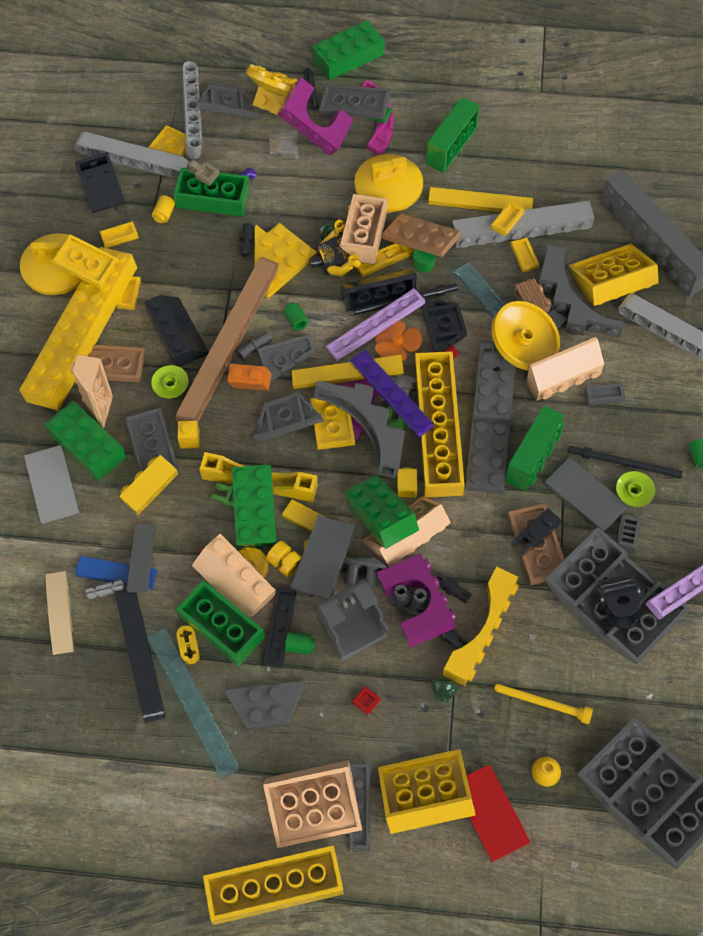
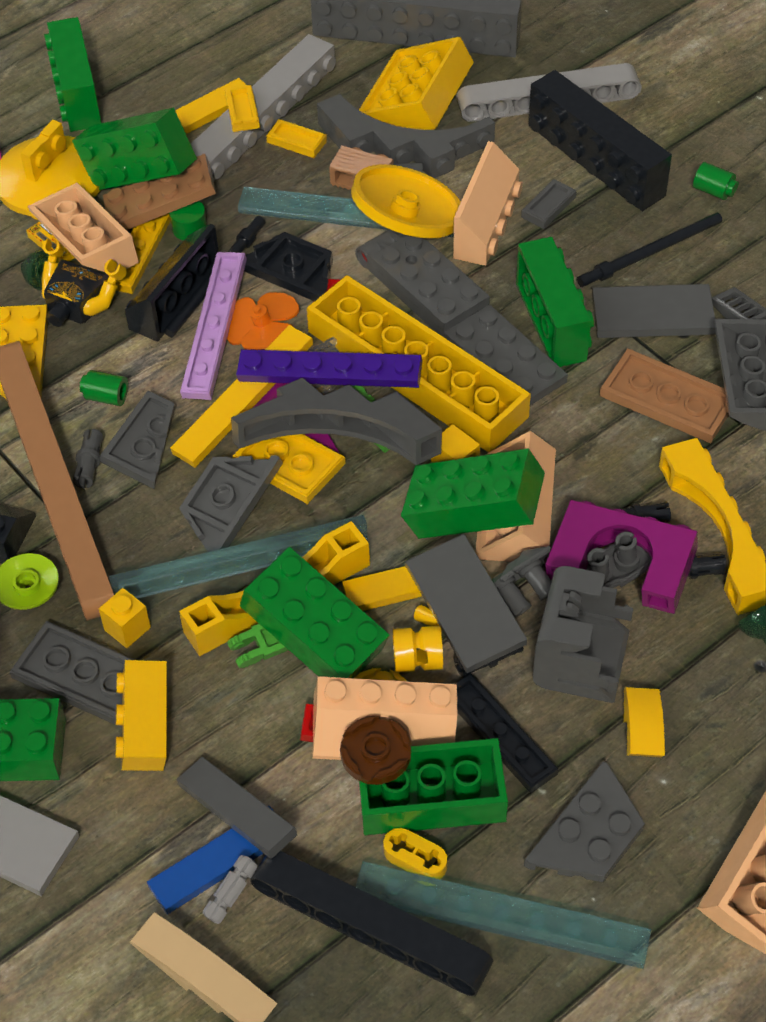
camera: 45 degrees left, 10 degrees down
(209, 587) = (375, 750): none -> reddish brown tile
(249, 377) = (129, 491): orange brick -> none
(259, 448) = (224, 561): none -> clear light blue tile
(300, 643) = (549, 723): green brick -> none
(339, 681) = (644, 722): none -> yellow slope
(366, 700) = (695, 717): red tile -> none
(426, 203) = (135, 149): none -> green brick
(537, 531) = (656, 378): black hinge -> none
(635, 481) = (696, 262): lime dish -> none
(663, 381) = (599, 140): none -> black brick

